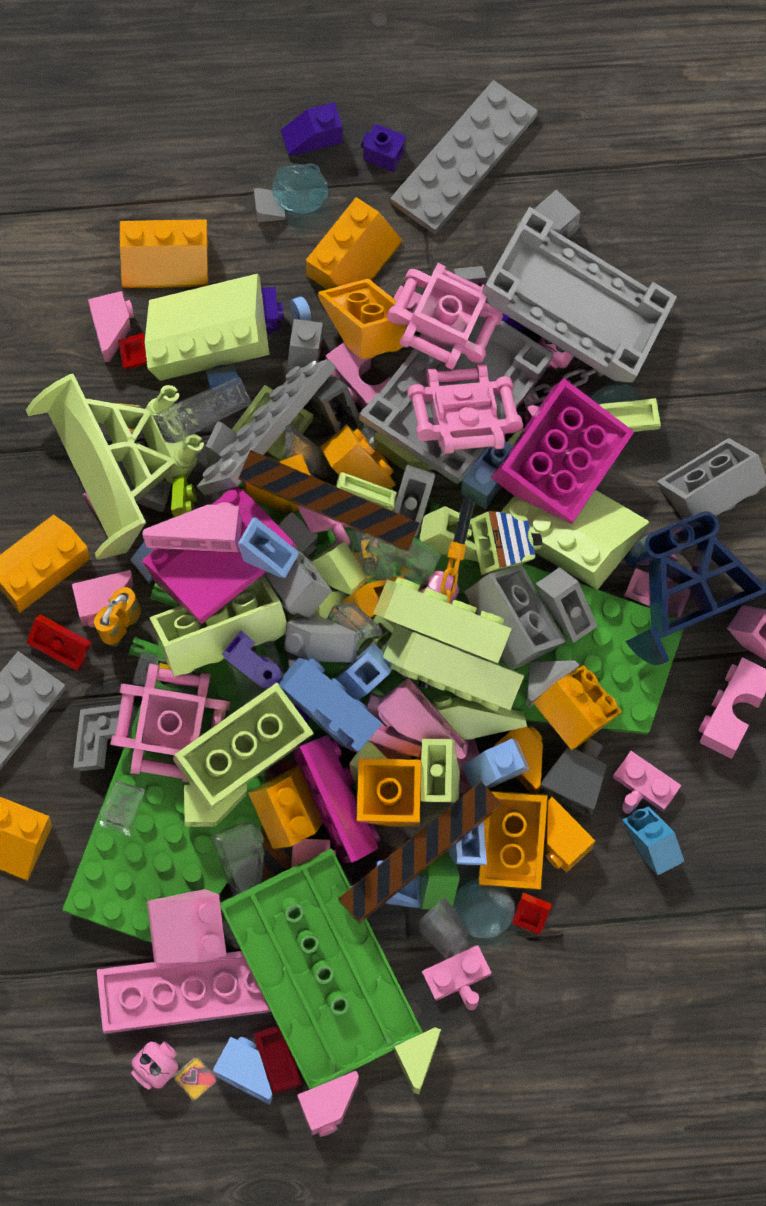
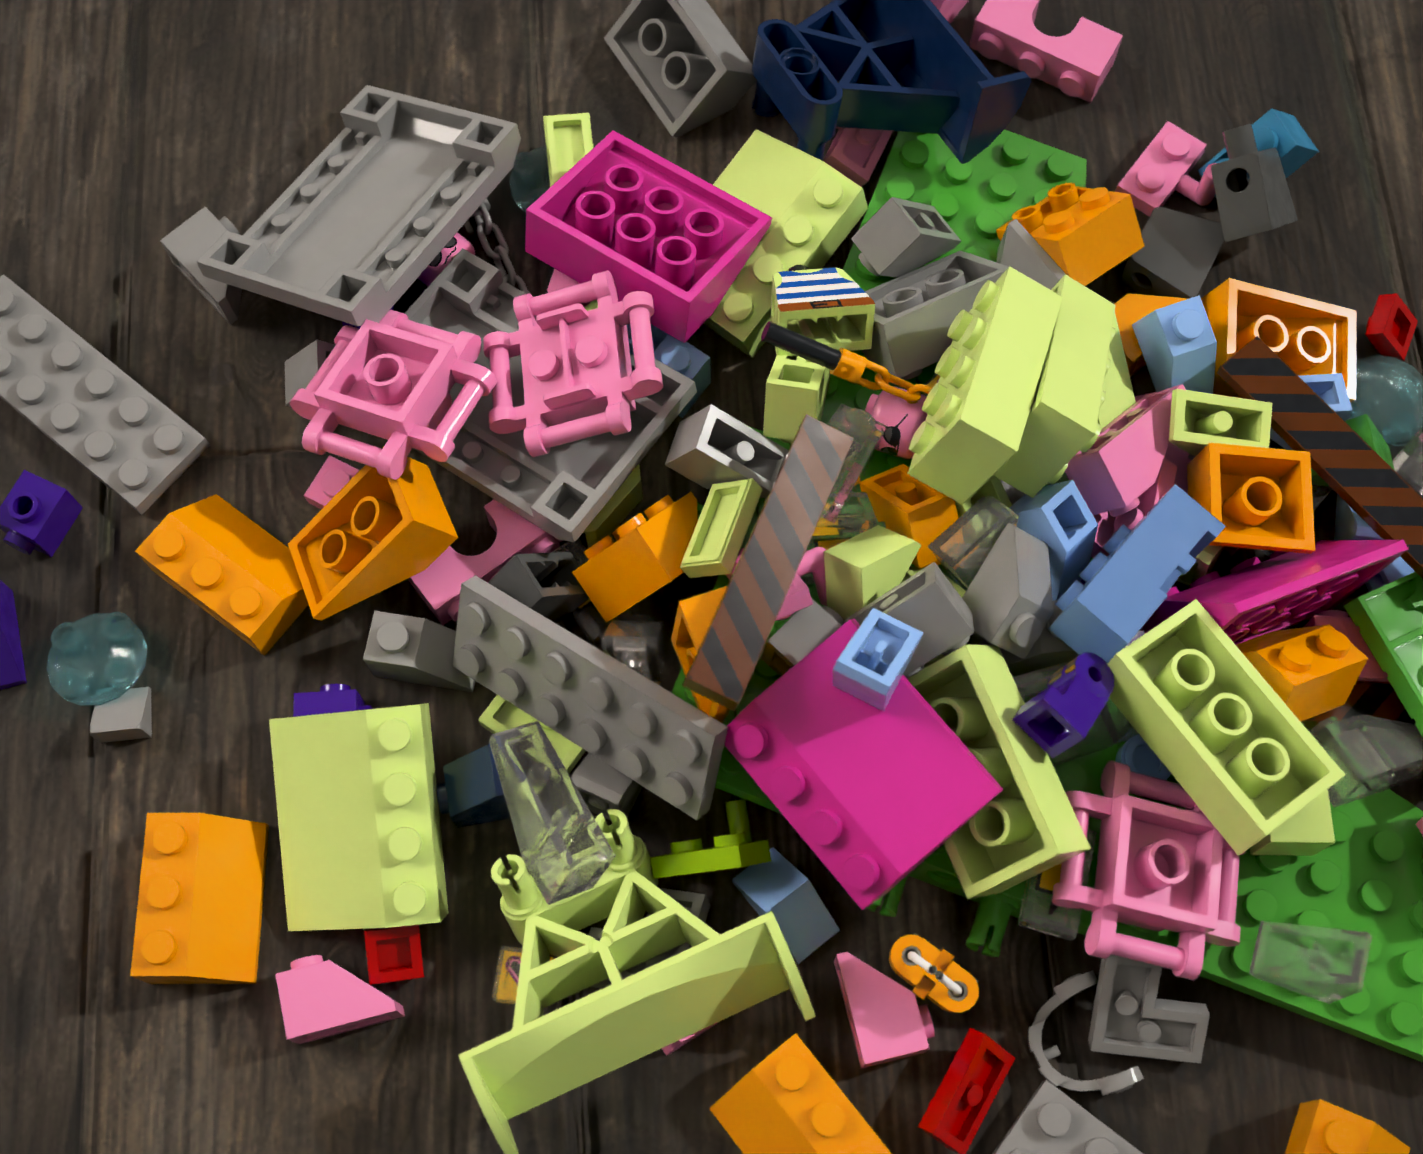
camera: 85 degrees left, 0 degrees up
(69, 689) = (1106, 1085): none -> light grey piece
(202, 530) = (828, 769): bright pink slope -> none
(300, 309) = (338, 659): light blue tile -> none
(564, 837) = (1277, 265): light orange slope -> none
(614, 818) = (1254, 204): none -> dark grey torso

